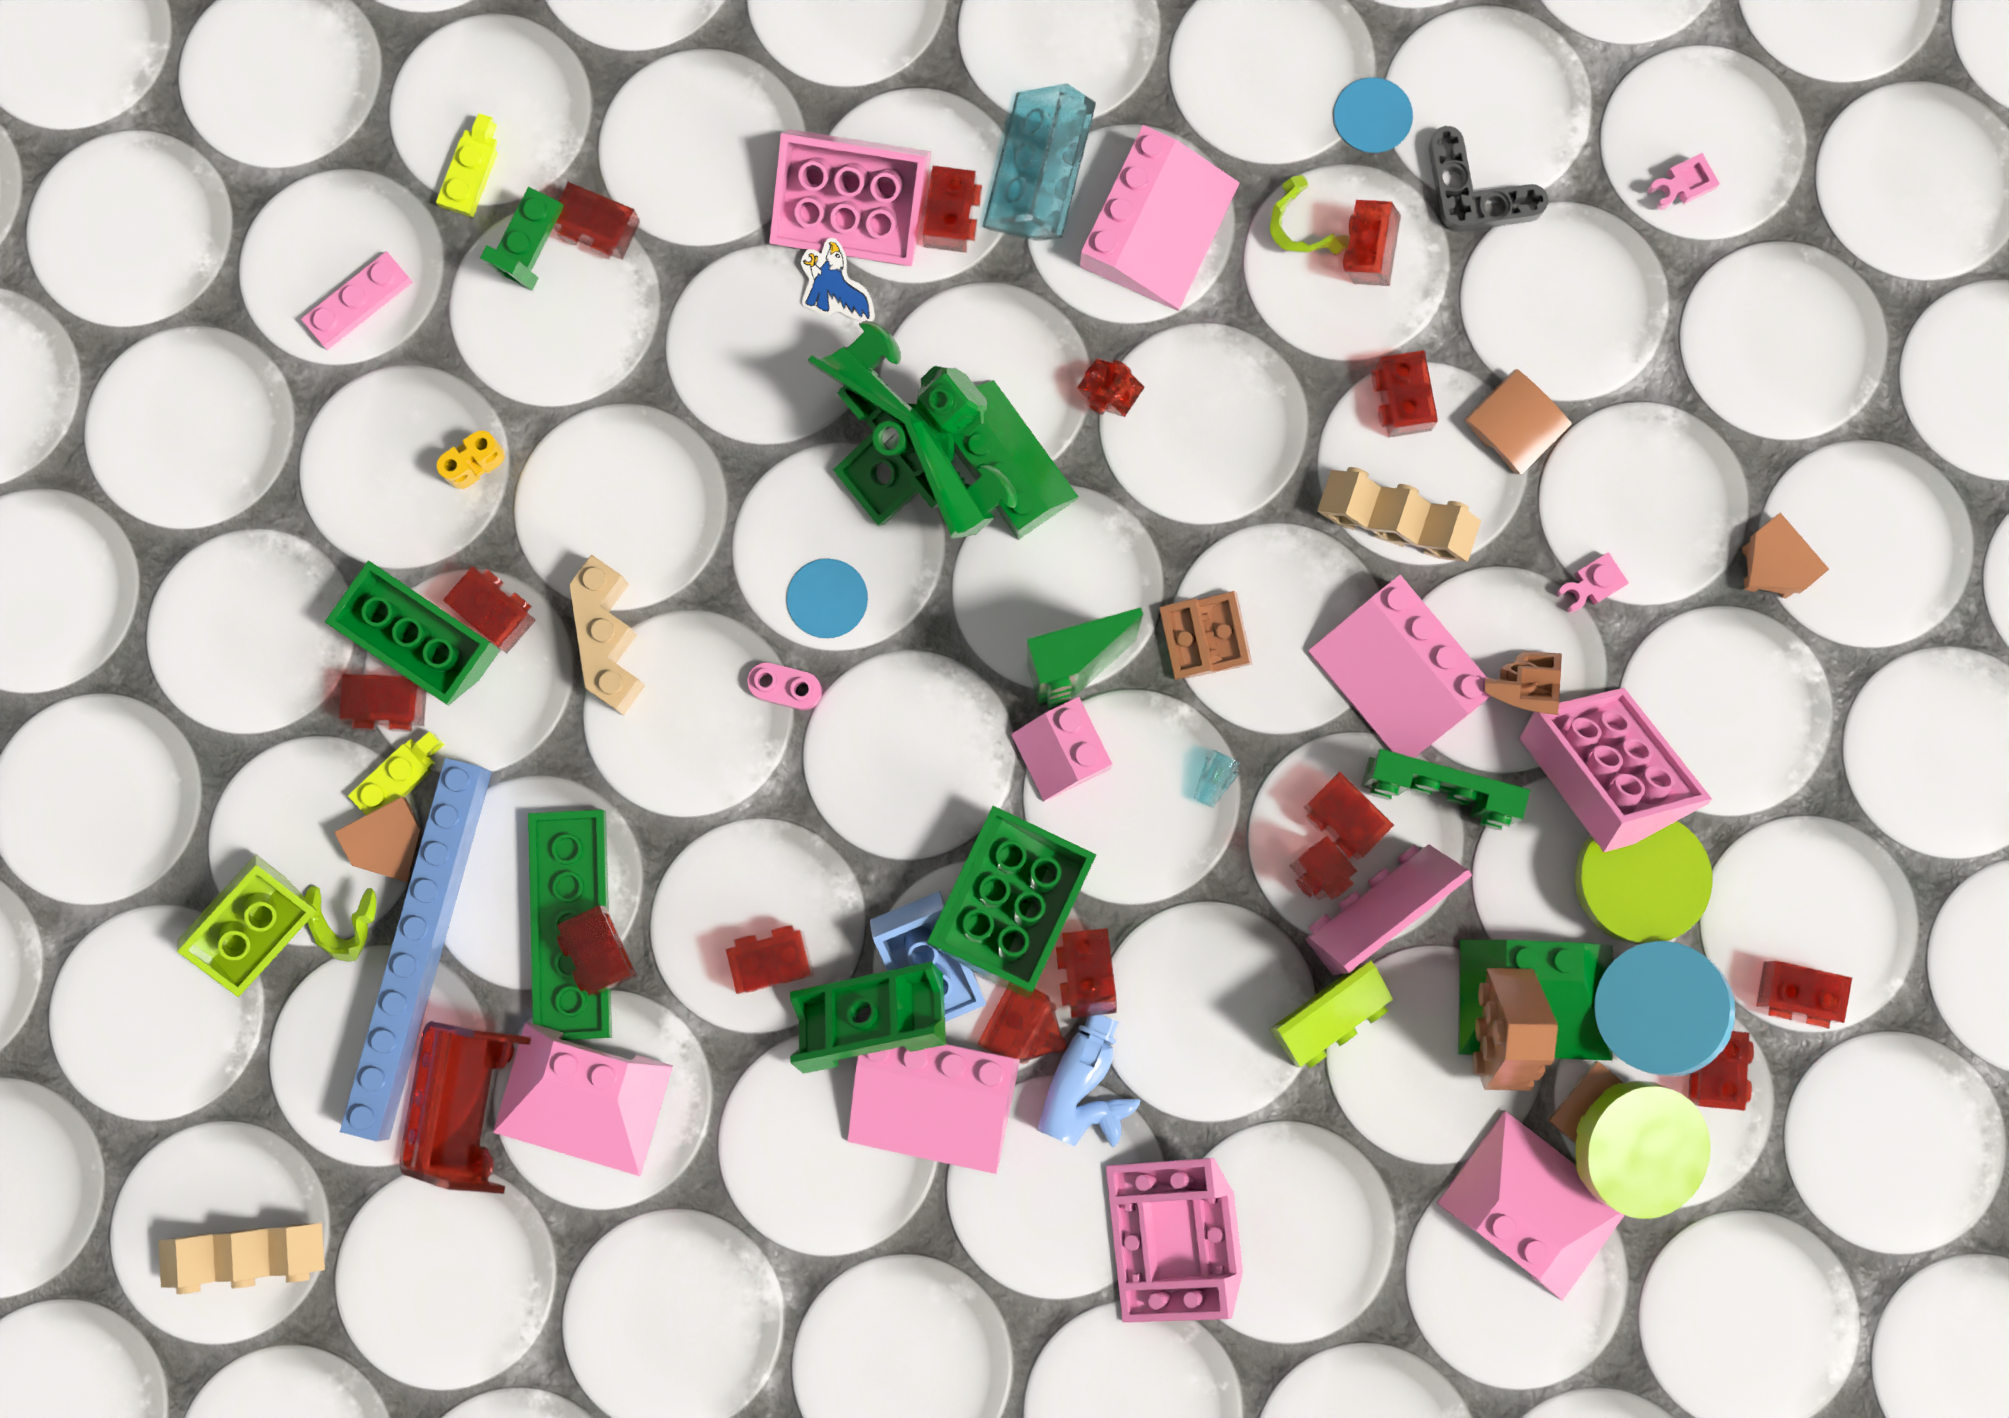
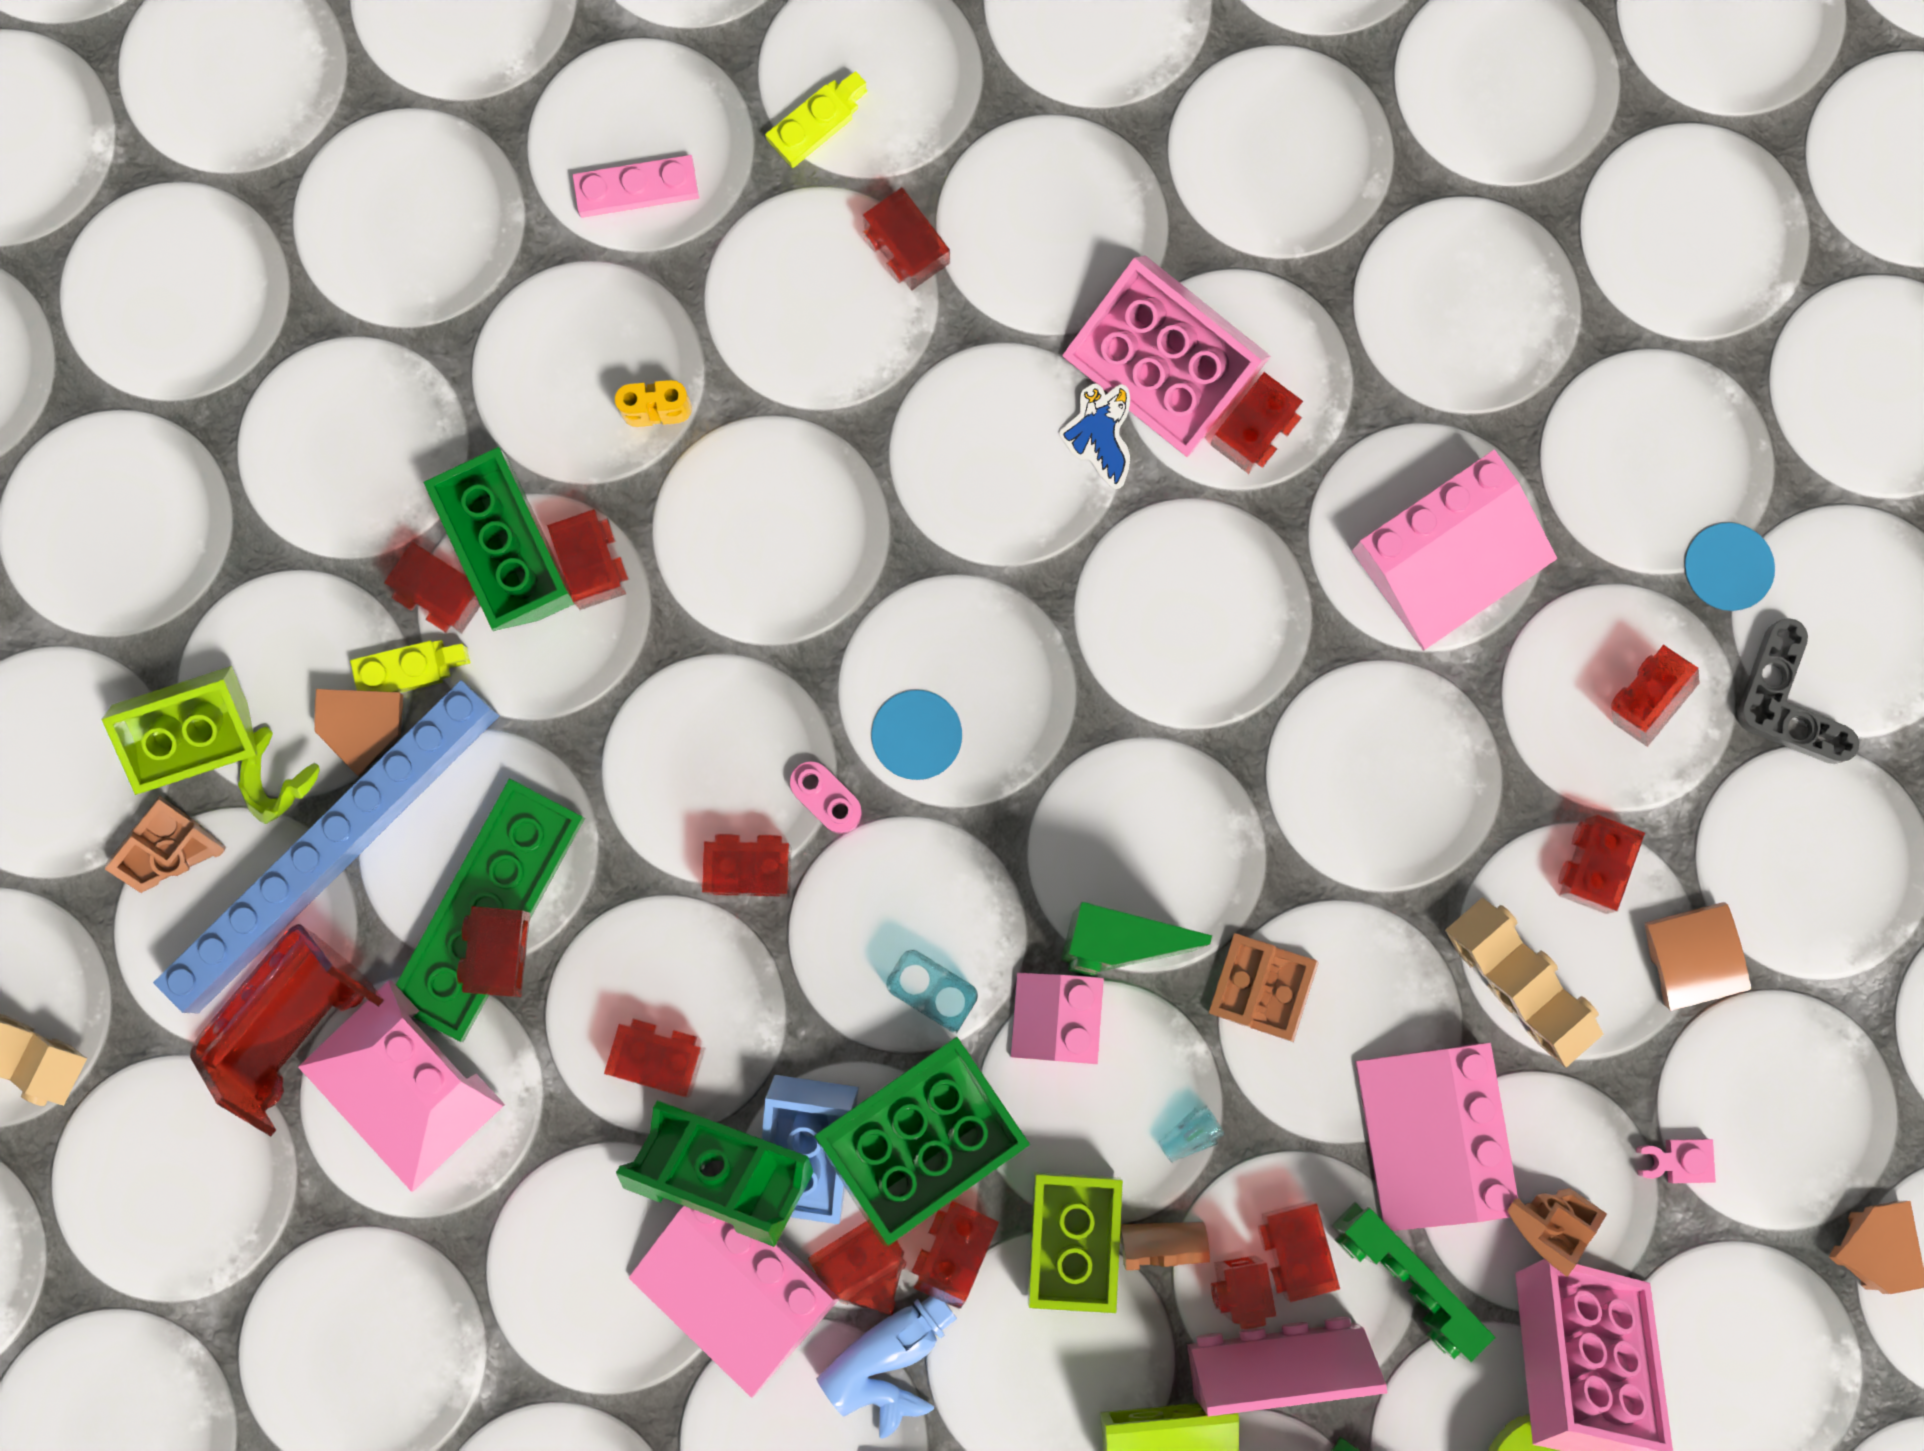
camera: 25 degrees right, 0 degrees up
(283, 1026) = (161, 846): none -> nougat slope
(524, 238) = (829, 218): green bracket -> none
(602, 635) = (679, 647): tan brick -> none
(754, 773) = (747, 867): none -> clear red brick
(913, 438) = (1089, 631): green piece -> none
(954, 777) = (936, 984): none -> clear light blue piece
(1013, 449) = (1168, 697): green slope -> none
(1040, 163) = (1371, 427): clear light blue slope -> none
(1110, 387) = (1311, 689): clear red brick -> none
(1174, 909) = (1075, 1242): none -> lime brick
(1242, 871) = (1164, 1244): none -> nougat slope
(1293, 188) = (1606, 595): lime helmet -> none

